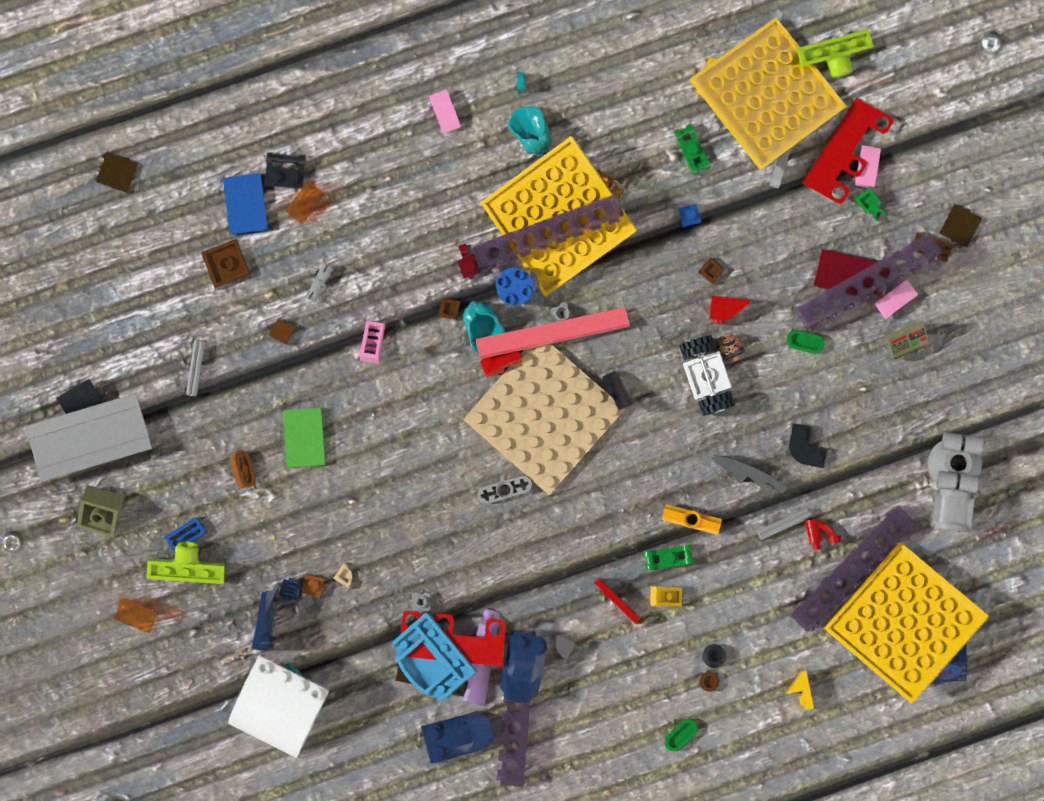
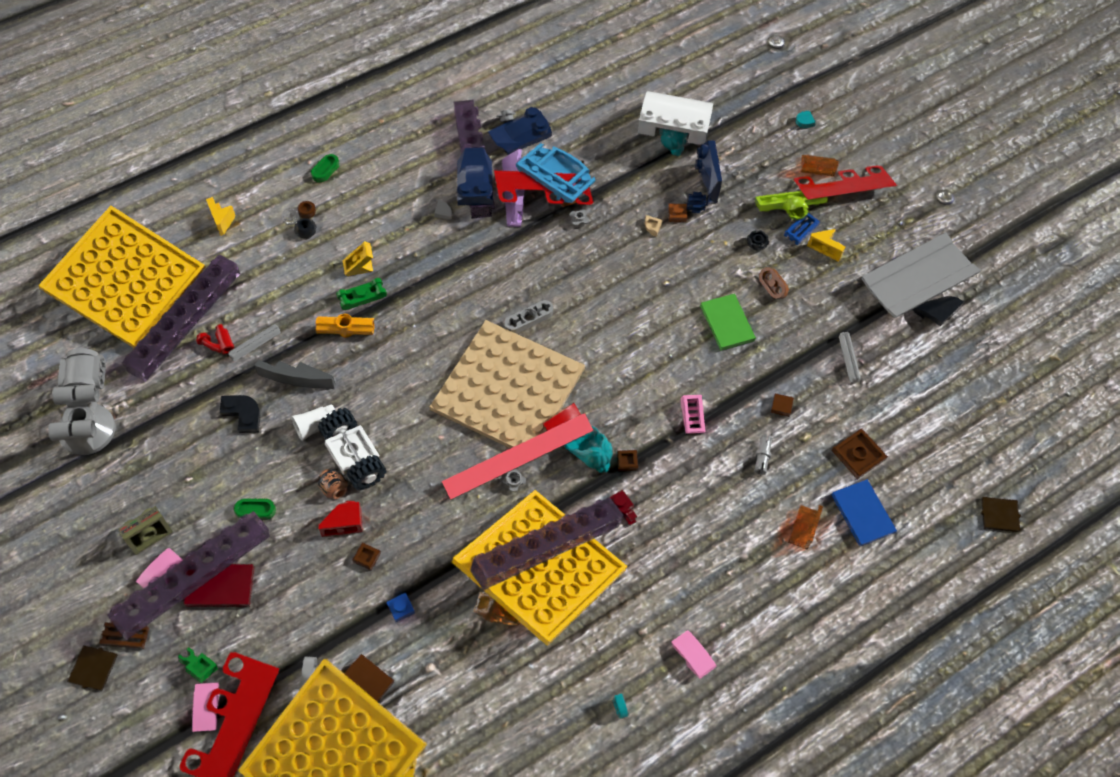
camera: 165 degrees right, 25 degrees down
(100, 511) = (883, 229): olive slope -> none
(115, 572) = (847, 185): none -> red piece
(128, 681) = (805, 119): none -> teal tile
(172, 507) = (824, 244): none -> yellow slope
(238, 521) = (757, 240): none -> black plate
(284, 176) = (836, 547): black plate -> none
(466, 760) = (505, 115): none -> light grey plate
(517, 285) = (566, 489): blue brick -> none
(531, 130) = (595, 654): teal hair -> none
(617, 390) = (440, 416): black slope -> none
(617, 601) = (403, 249): red tile -> none
(691, 149) = (411, 679): green plate -> none
(730, 157) = (369, 677): none -> reddish brown tile
(737, 416) = (307, 423): none -> white plant

